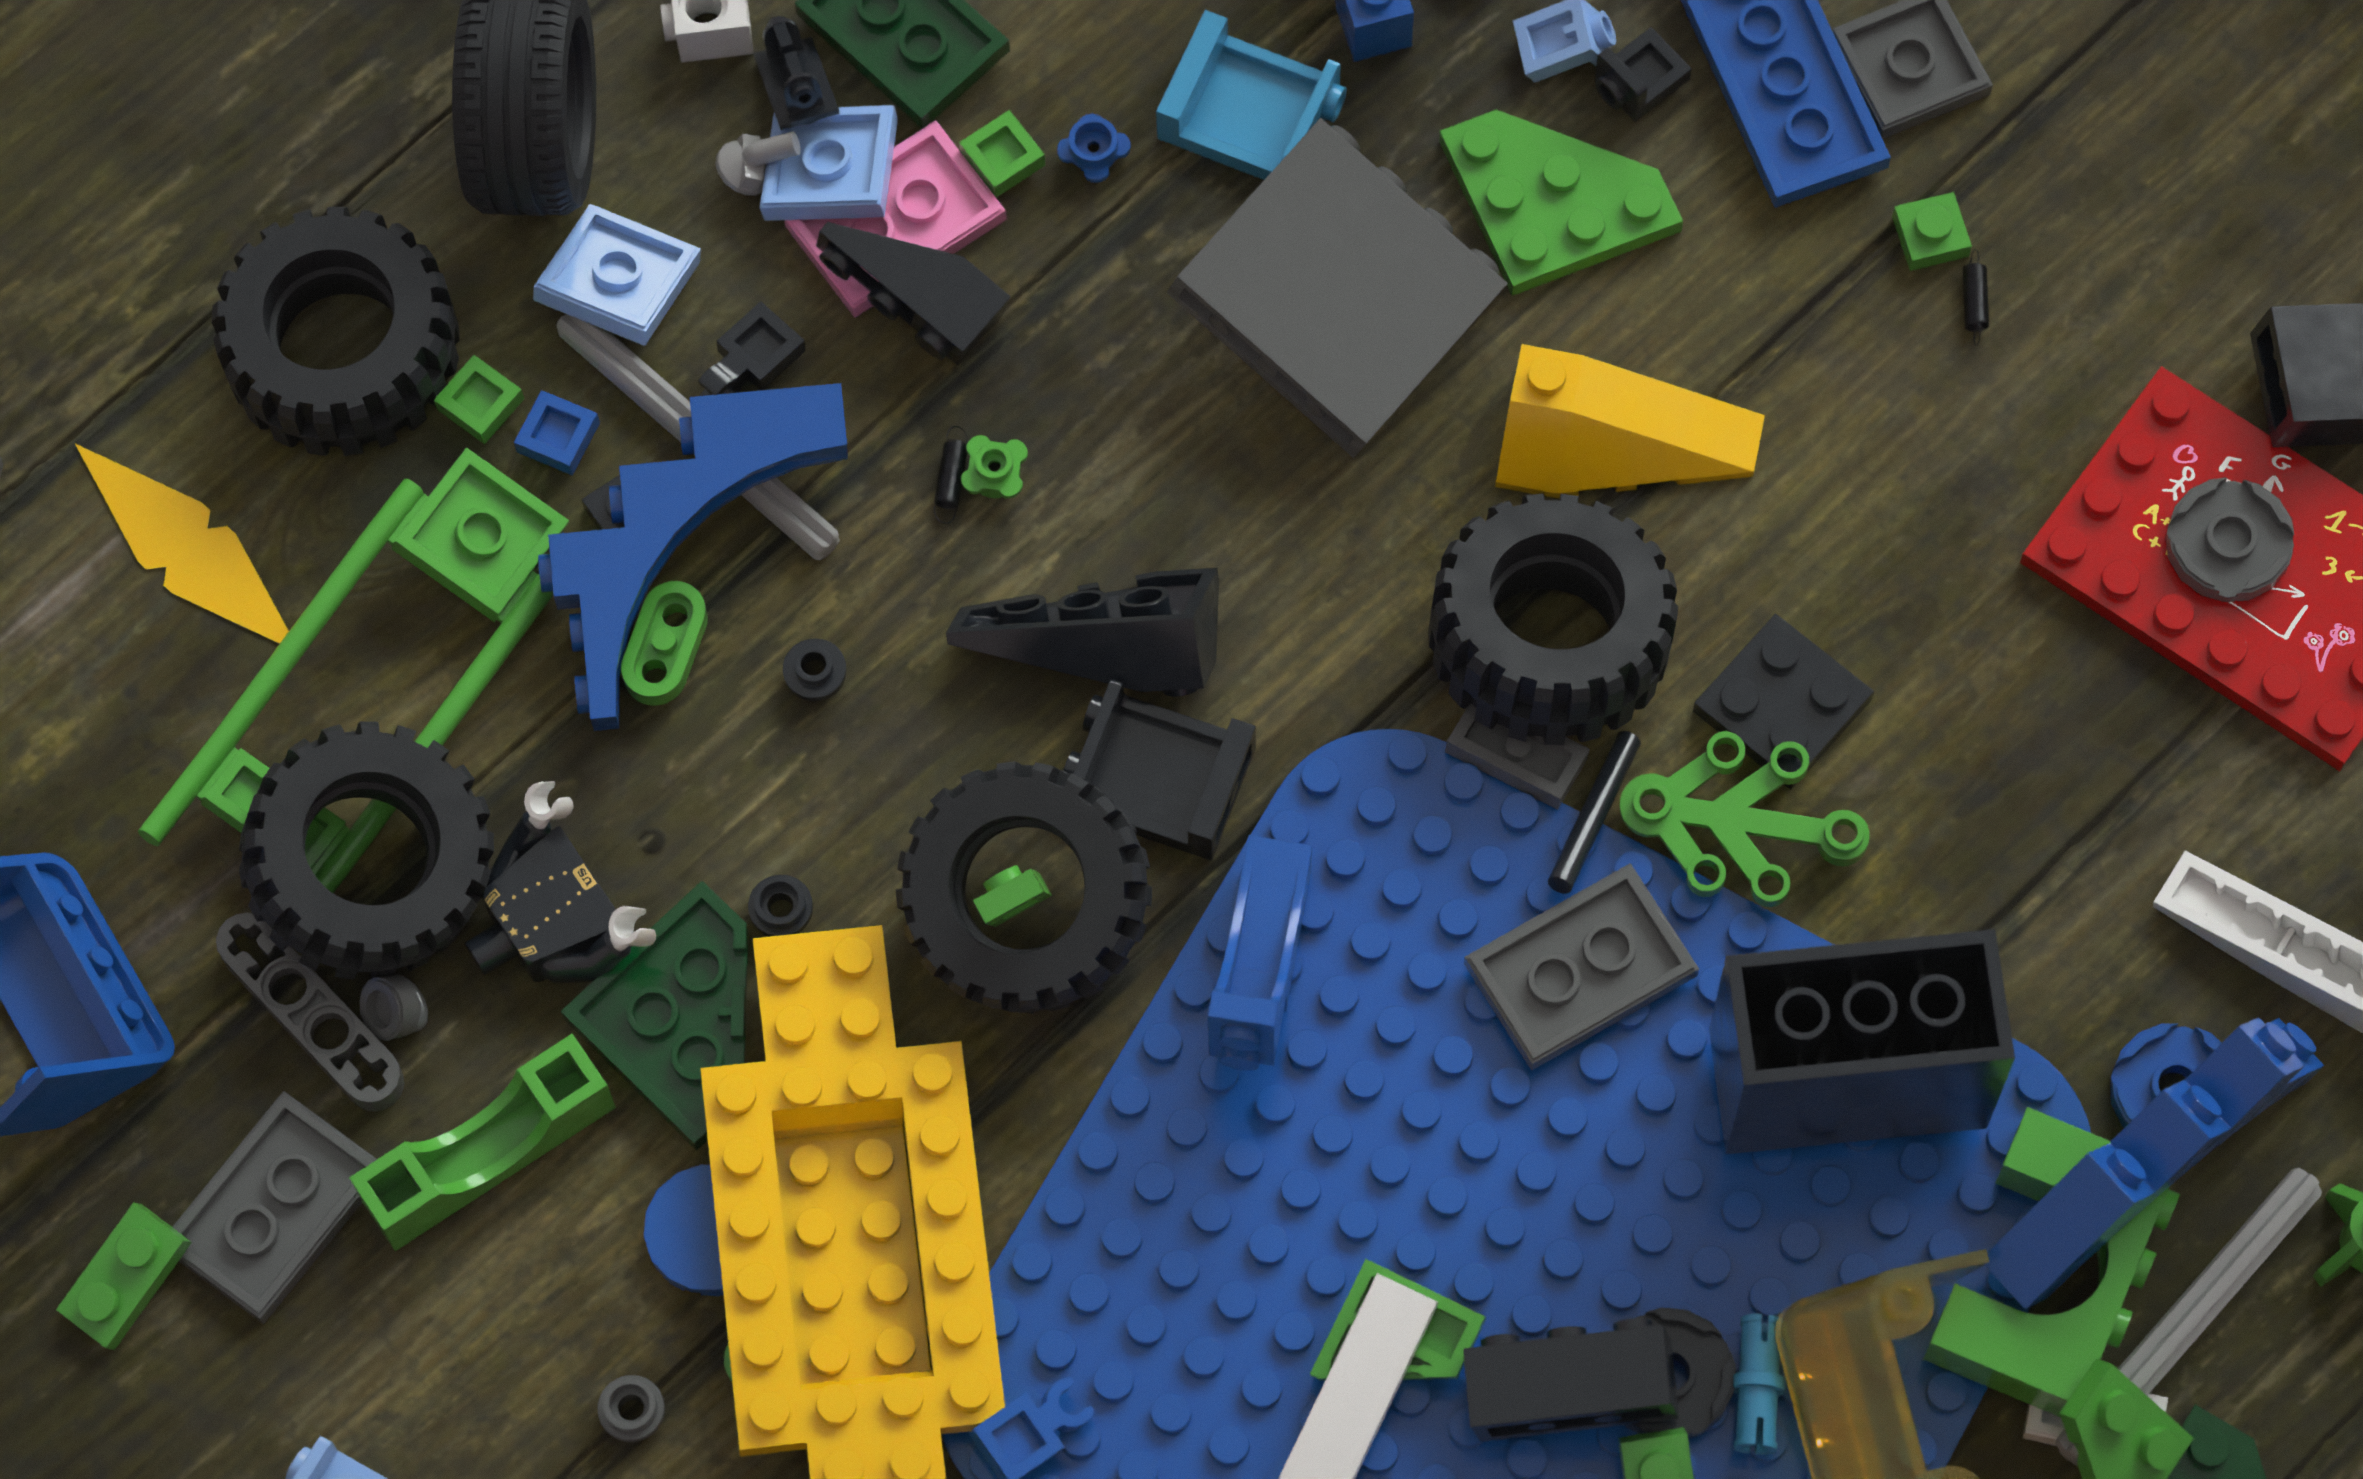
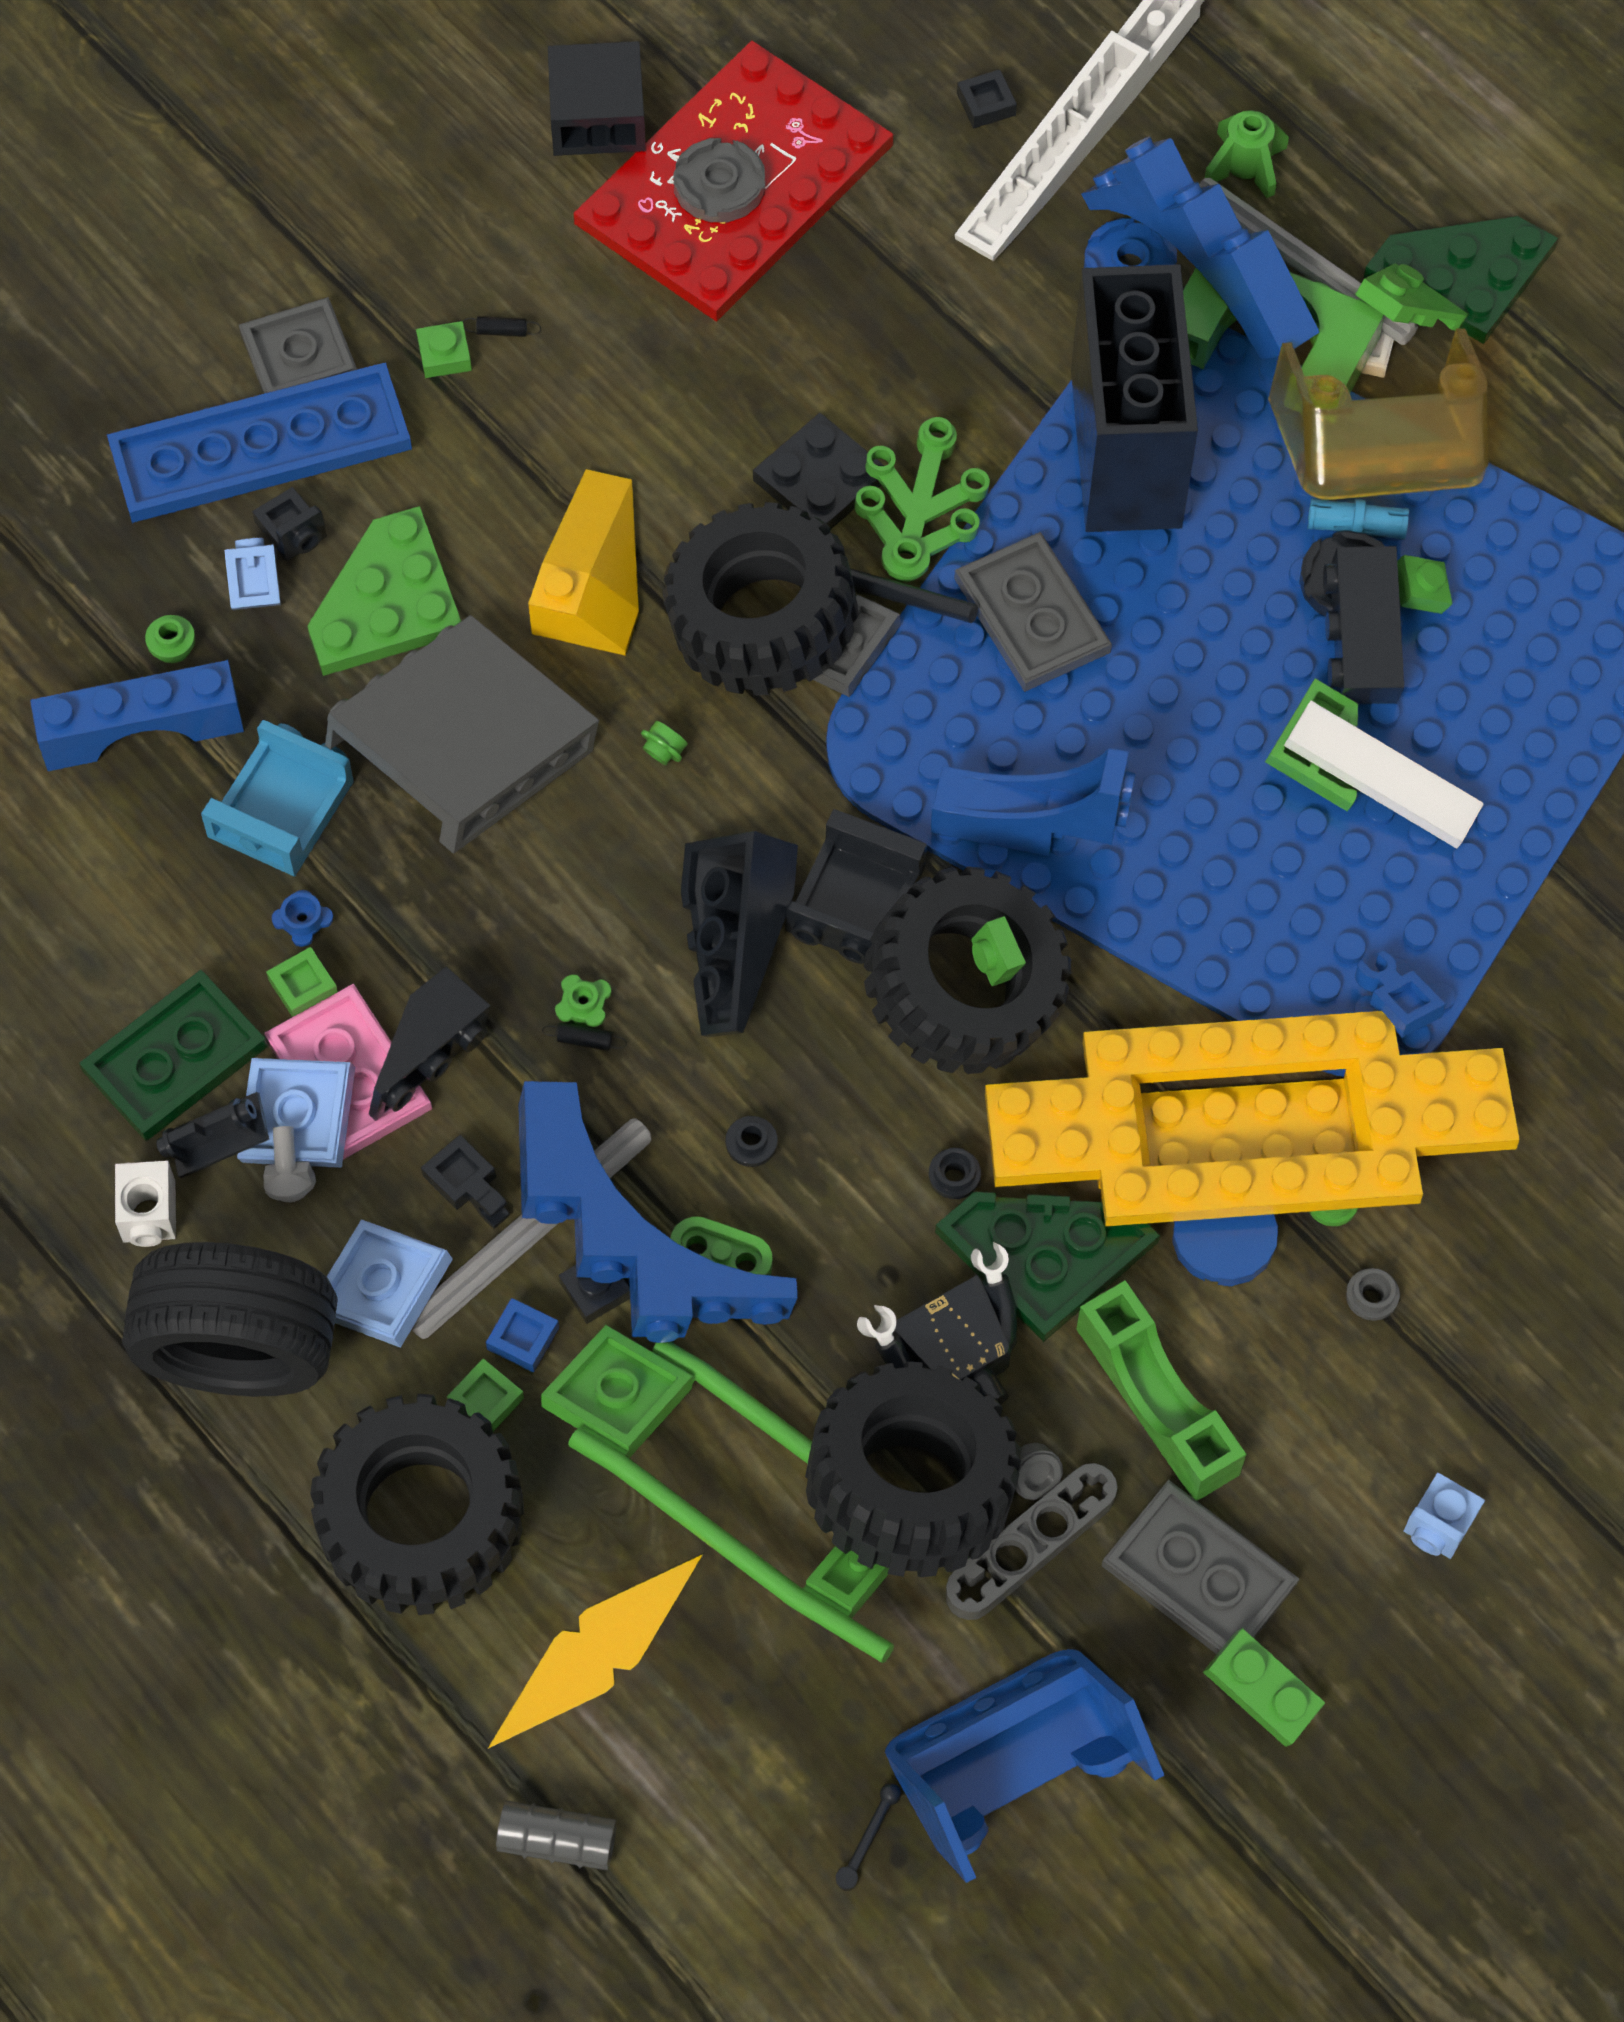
camera: 90 degrees left, 5 degrees down
(1358, 533) = (663, 743): none -> bright green plate

